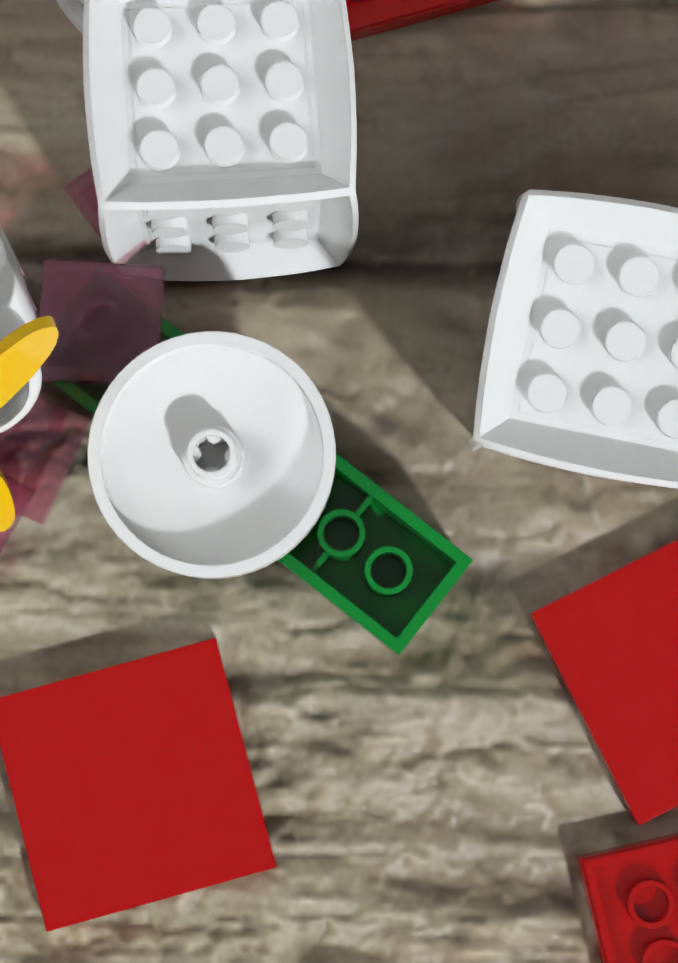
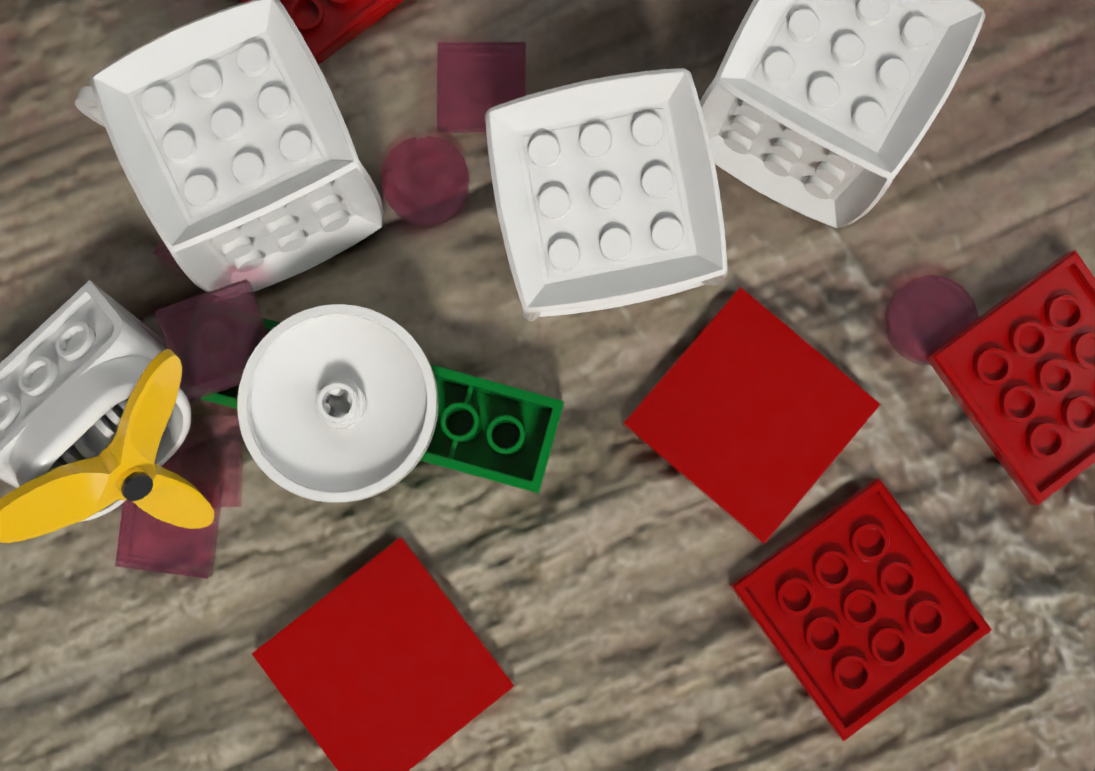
camera: 25 degrees left, 0 degrees up
(414, 231) = (425, 180): none -> clear pink tile
(524, 142) = (475, 79): none -> clear pink tile

